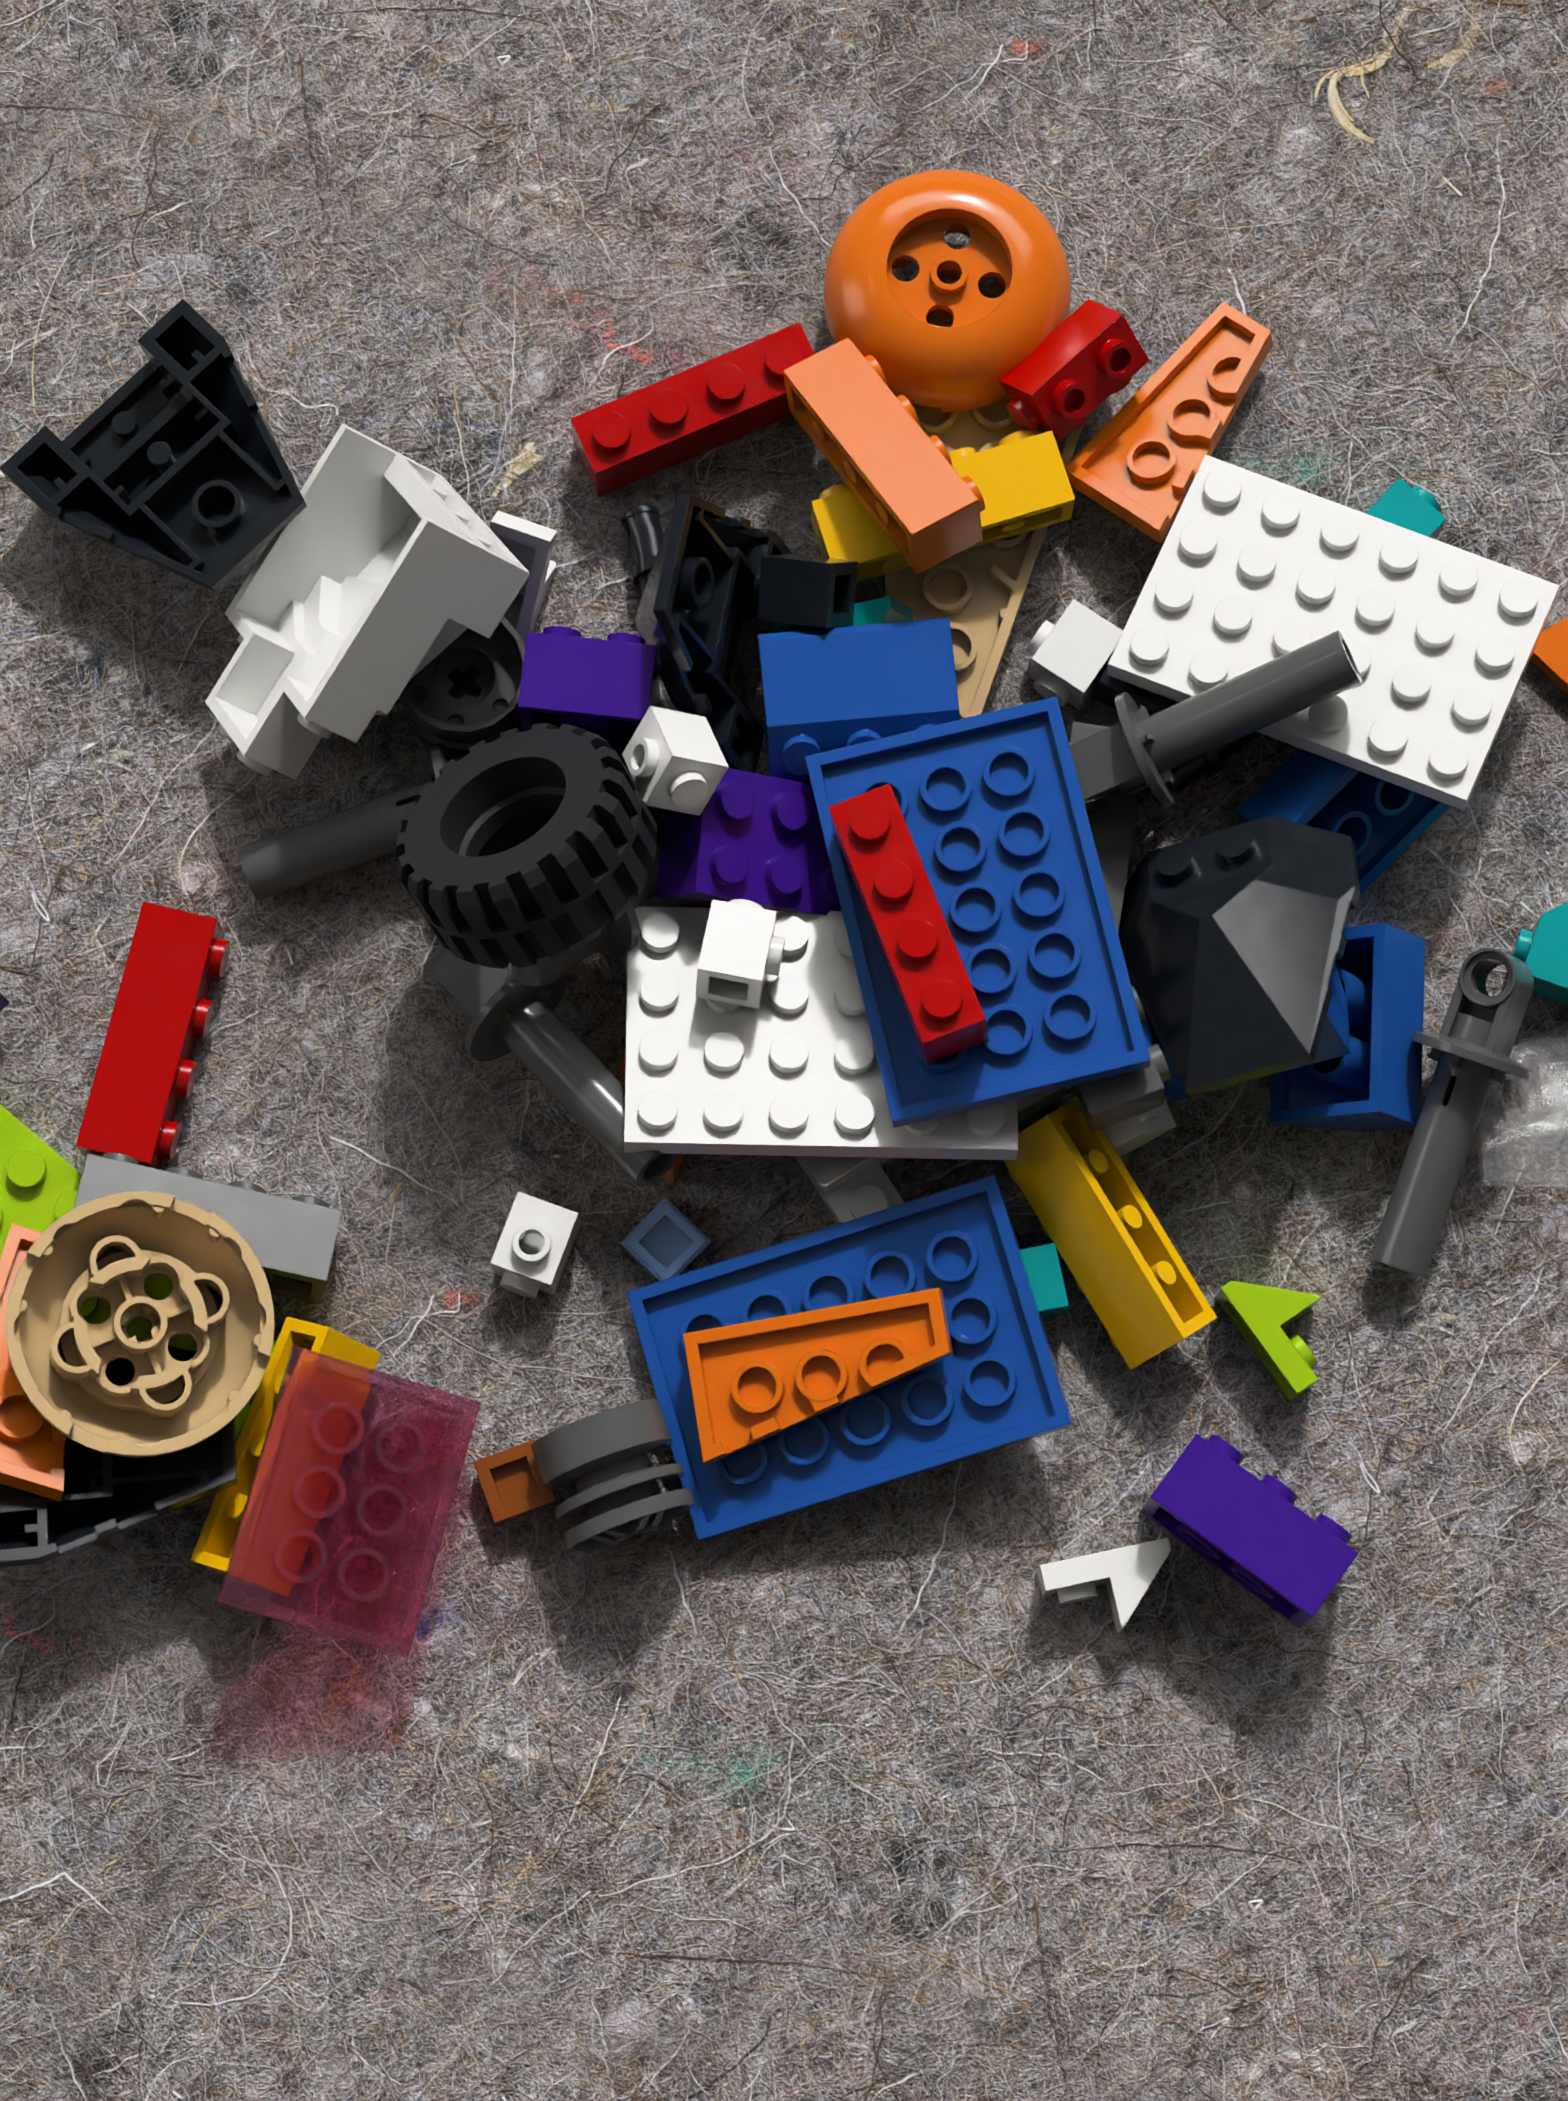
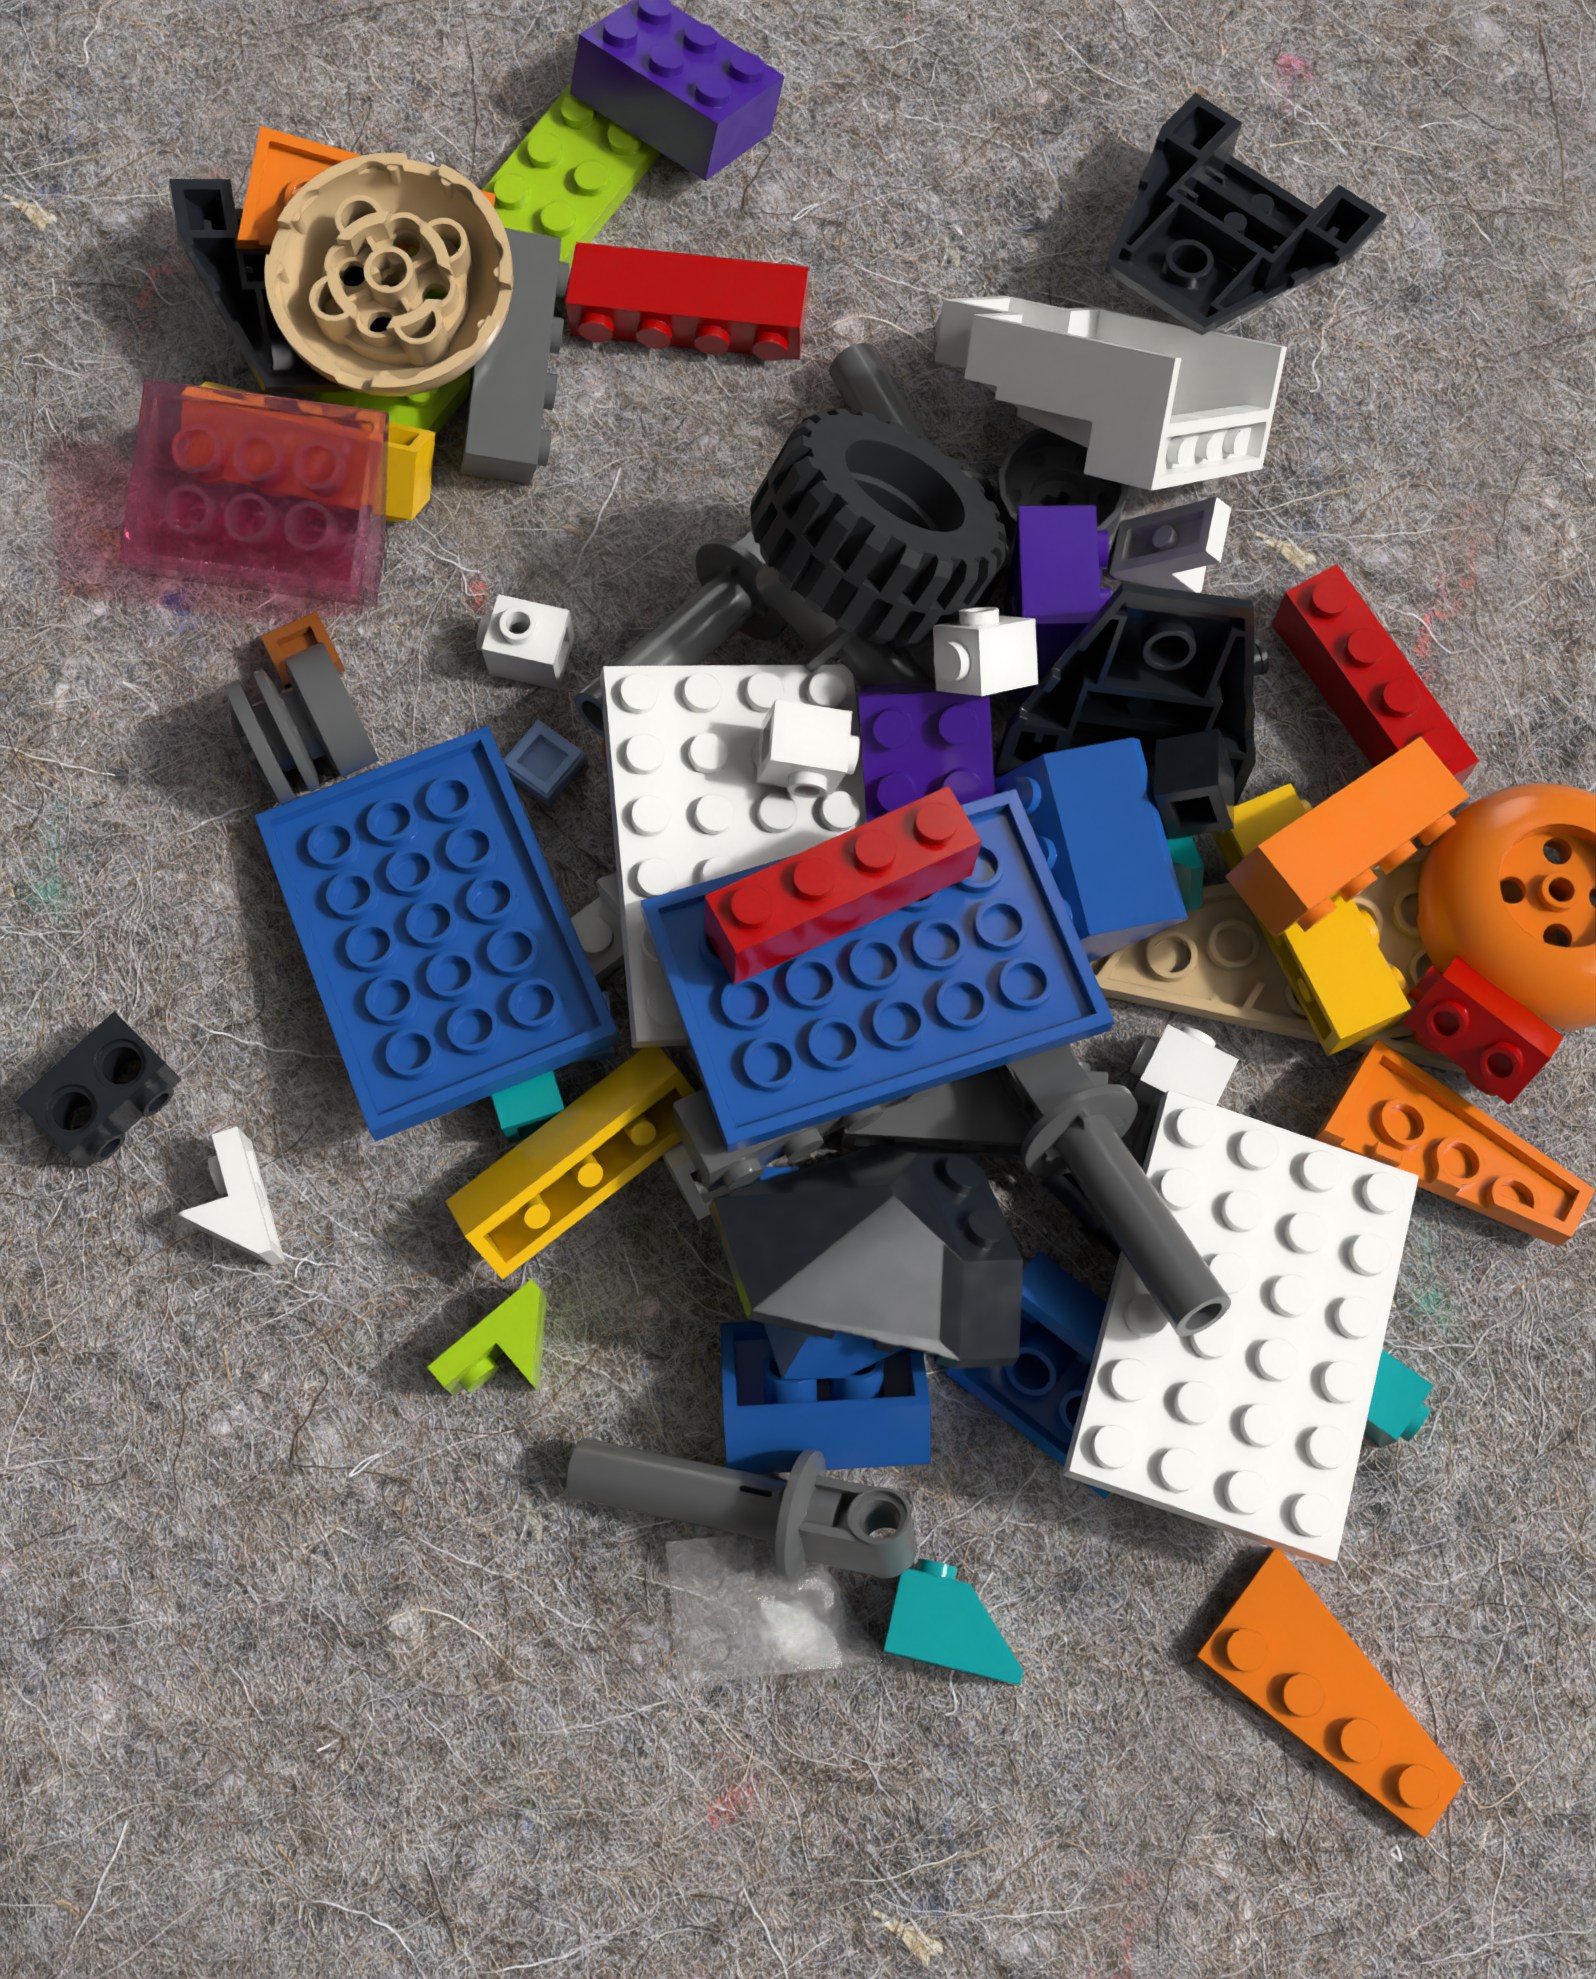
camera: 85 degrees right, 5 degrees down
(795, 1366) = (414, 871): orange wing -> none
(965, 1721) = (89, 1078): none -> black brick
(1251, 1529) = (281, 1330): dark purple brick -> none

